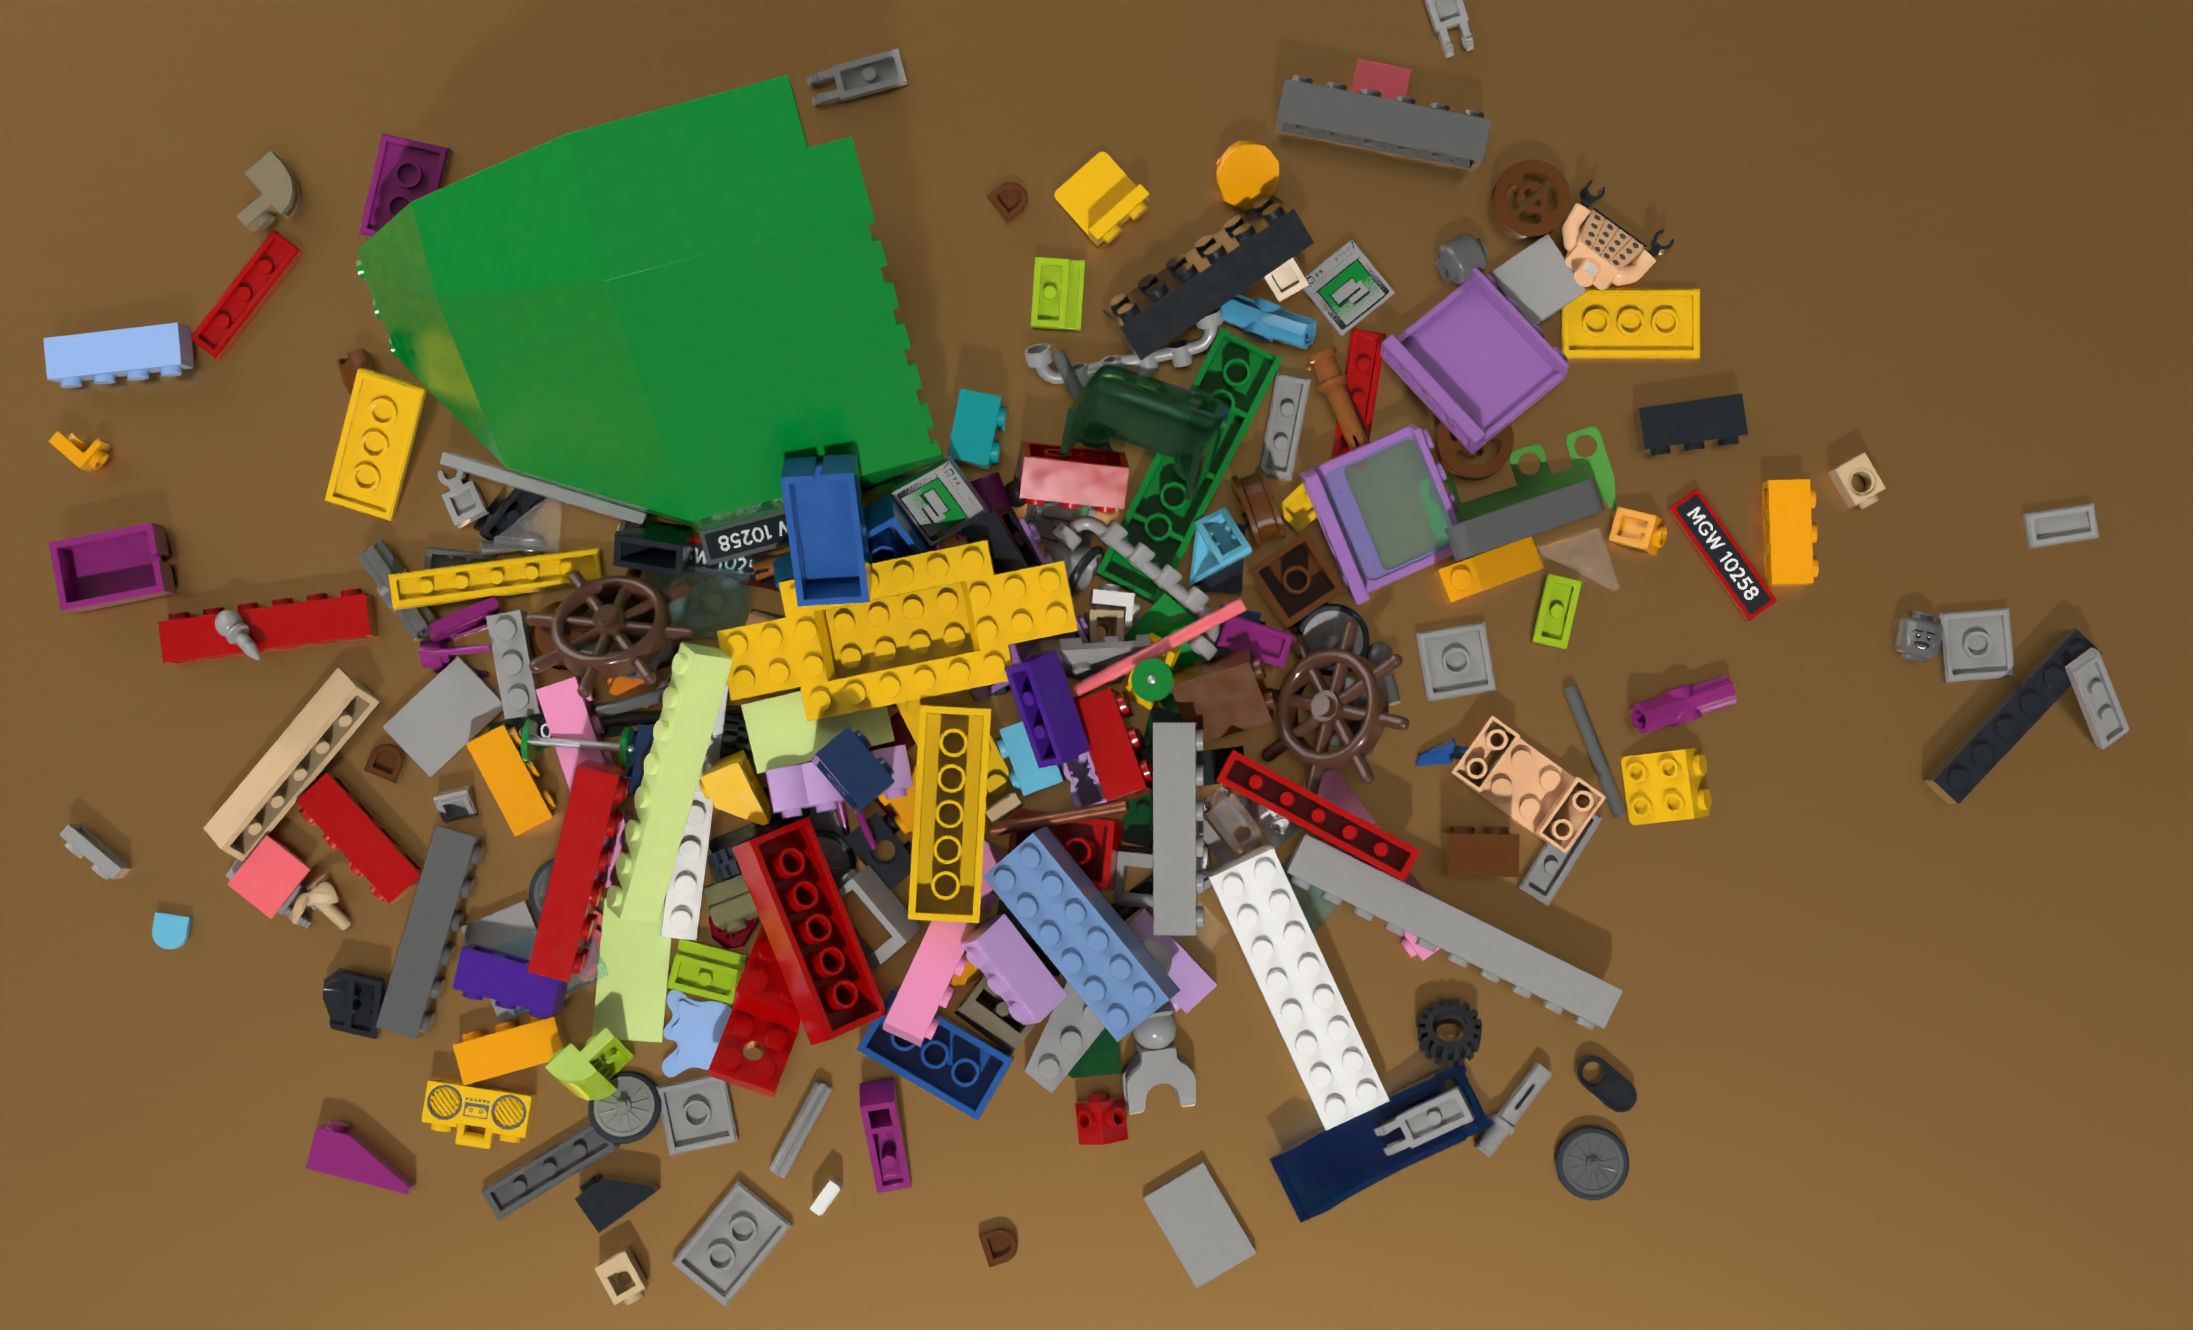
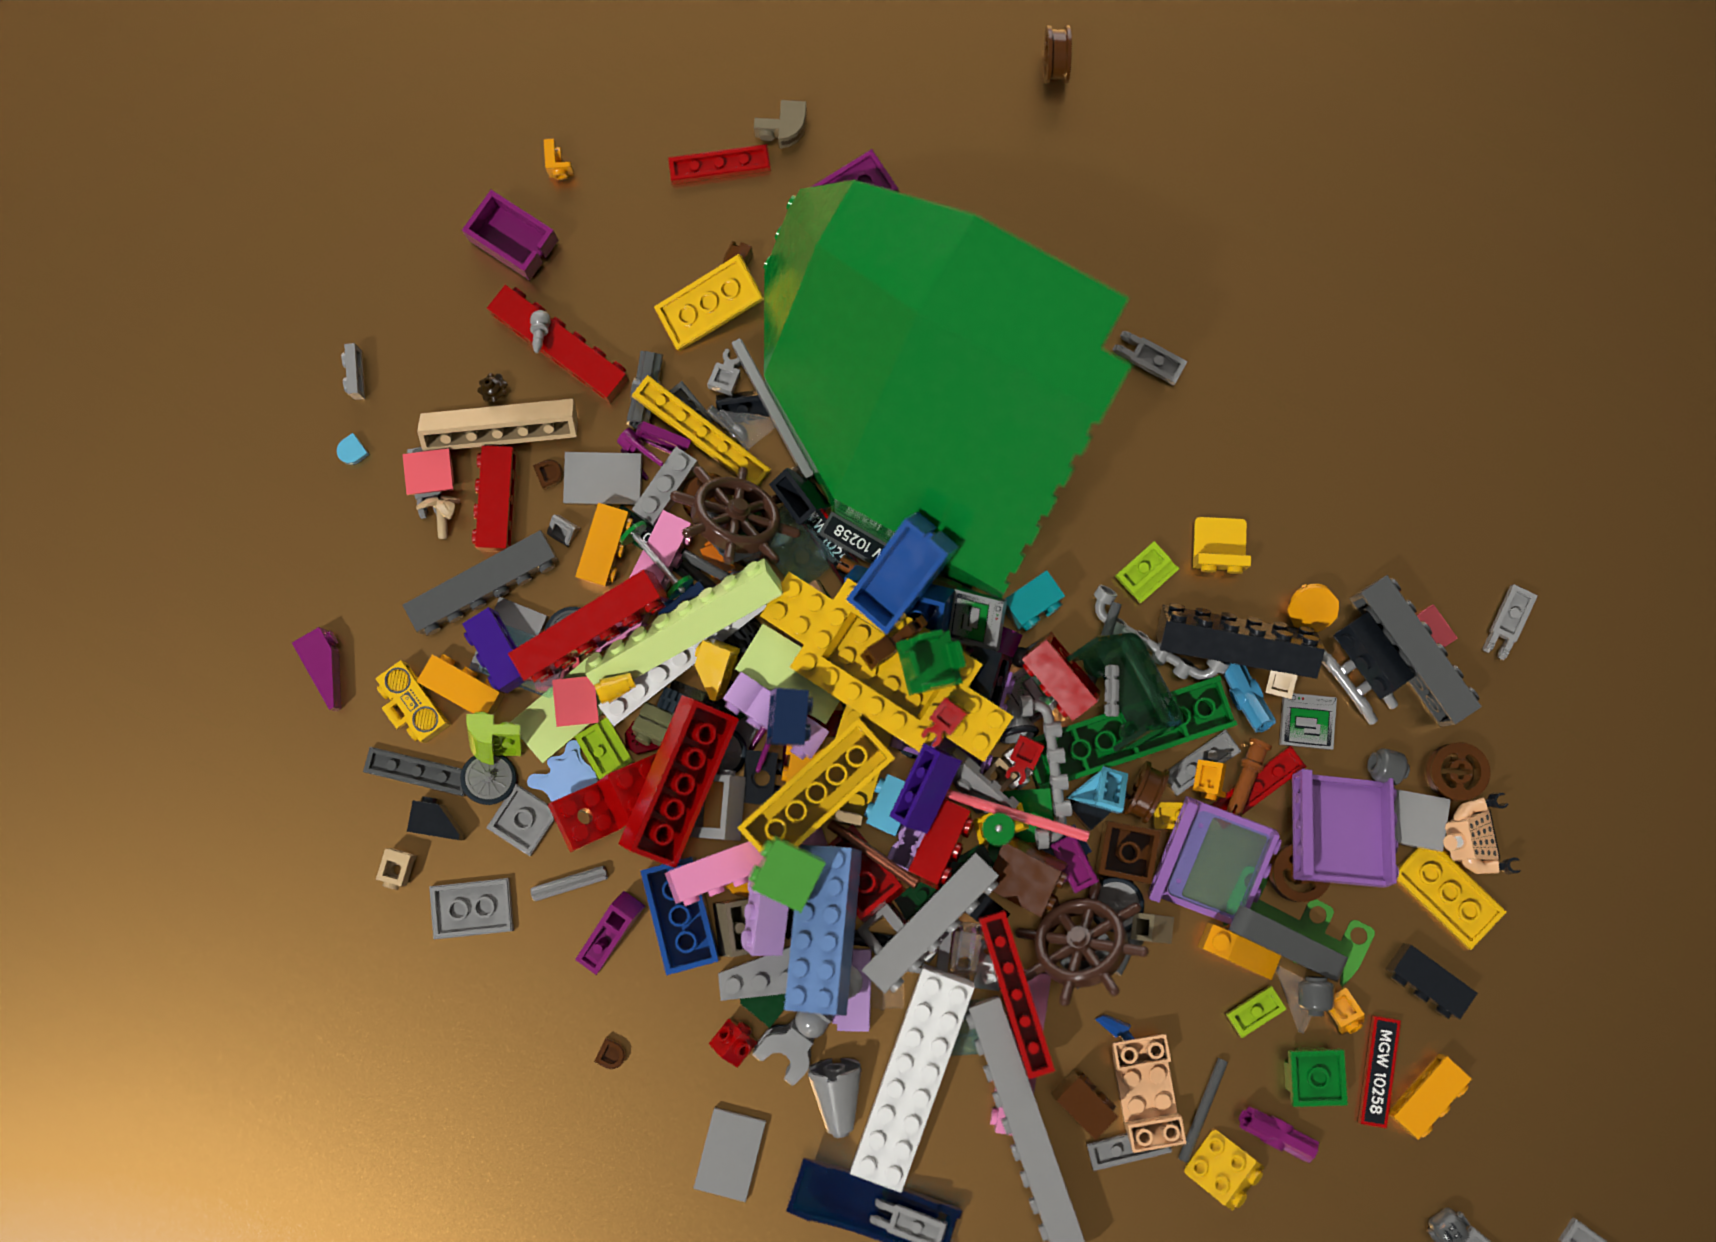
camera: 50 degrees right, 5 degrees down
(118, 353) = (624, 130): light blue brick -> none
(247, 734) = (492, 387): none -> dark brown plant
(354, 1001) = (405, 581): black slope -> none
(634, 954) = (575, 701): none -> coral piece
(660, 904) = (614, 687): none -> yellow cone
(826, 1196) = (546, 934): white tile -> none
(881, 612) = (886, 647): none -> reddish brown piece
(936, 586) = (931, 661): none -> green panel
(995, 916) = (786, 873): none -> bright green brick
(1003, 624) = (946, 719): none -> red plate
(1009, 200) = (1168, 498): reddish brown tile -> none
(1111, 584) = (1025, 754): none -> red plate
(1133, 442) = (1111, 690): none -> light grey axle
(1243, 1071) = (836, 1093): none -> light grey cone
(1306, 436) = (1209, 779): none -> light orange bracket
(1347, 166) = (1374, 655): none -> black brick
(1370, 188) = (1355, 693): none -> light grey piece
(1386, 628) = (1152, 928): none -> dark tan brick
(1449, 1014) = (958, 1193): black tyre -> none
(1455, 661) = (1172, 983): light grey tile -> none
(1596, 542) = (1316, 995): none -> dark grey head
(1668, 617) = (1316, 1077): none -> green panel
(1842, 476) = (1487, 1098): tan brick -> none

